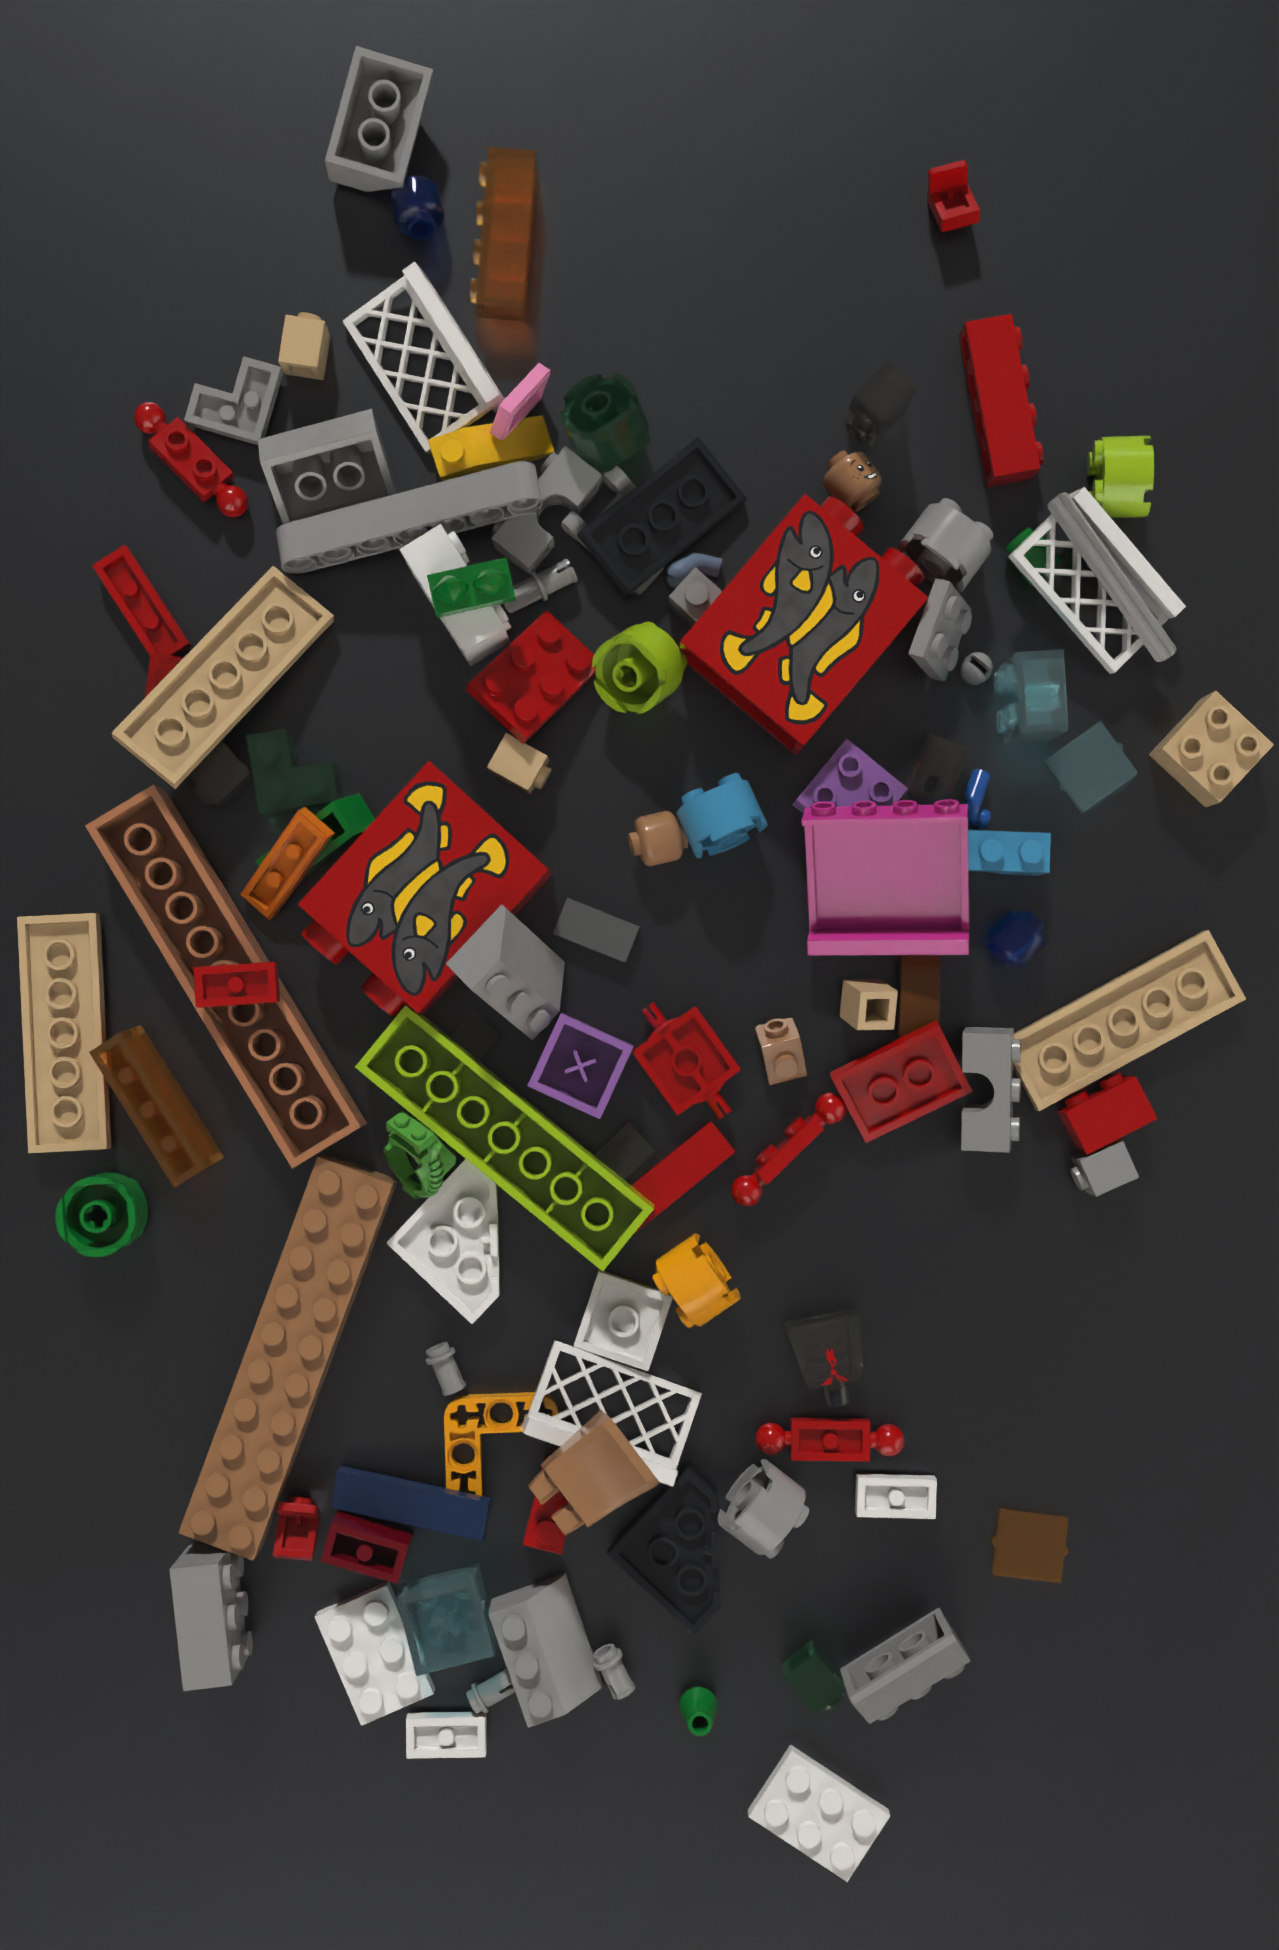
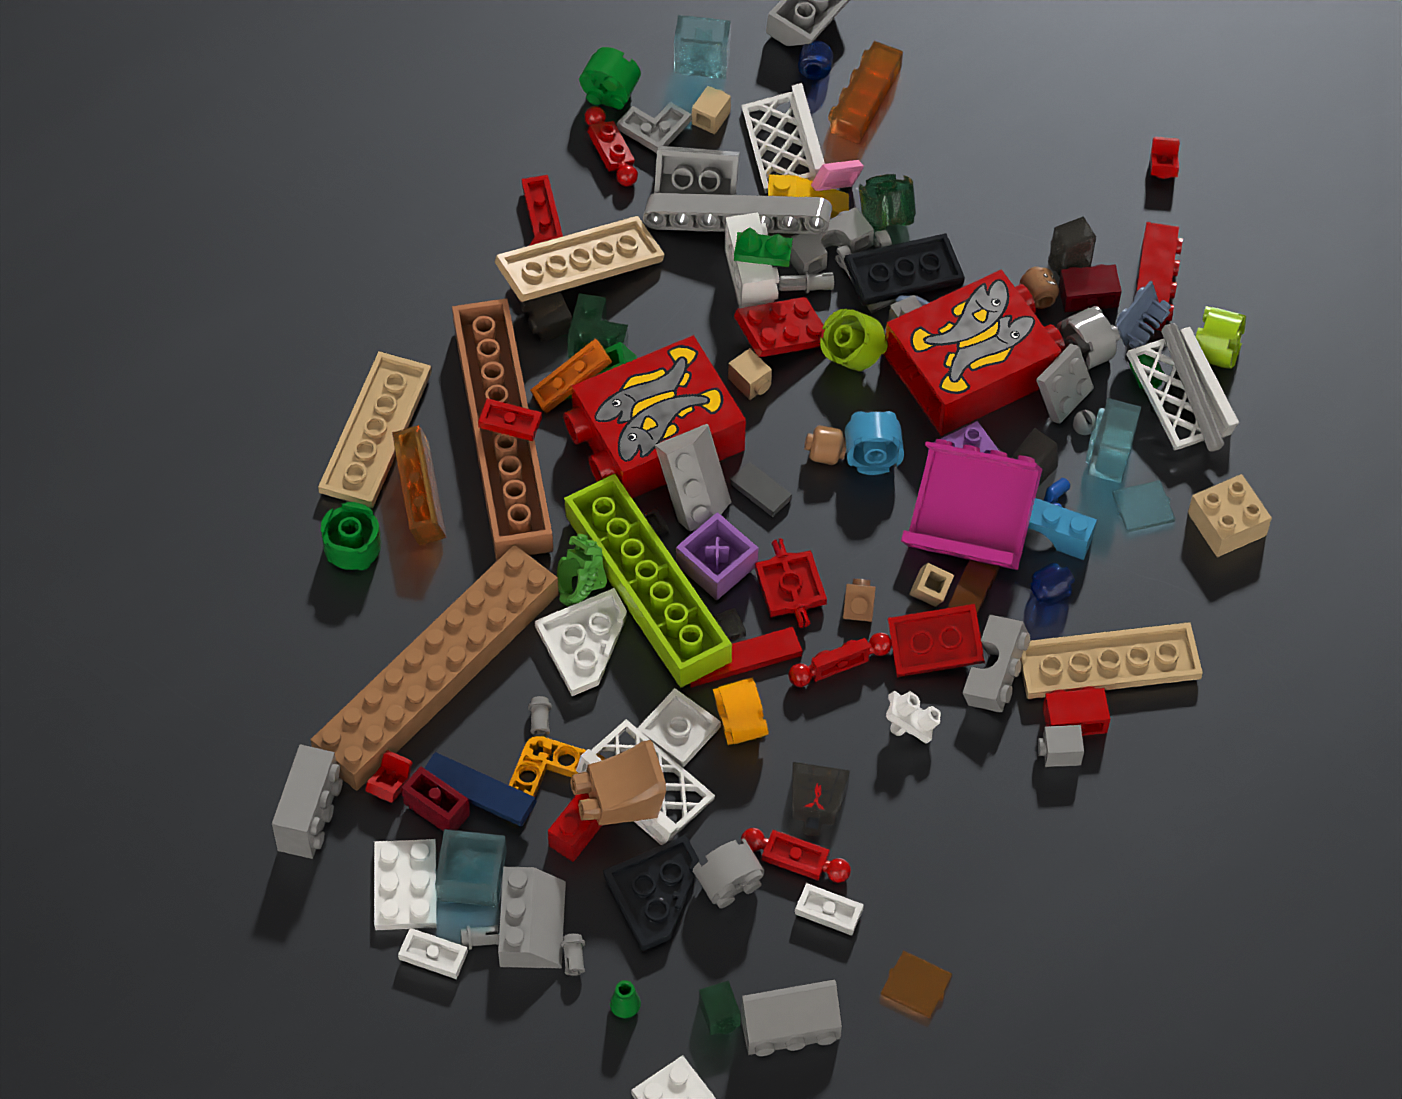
camera: 25 degrees right, 30 degrees down
(144, 353) = (609, 78): none -> green brick
(252, 249) = (702, 47): none -> clear light blue brick
(909, 1204) = (909, 718): none -> white hips
(918, 452) = (1089, 287): none -> dark red brick
(1002, 512) = (1143, 309): none -> sand blue hinge

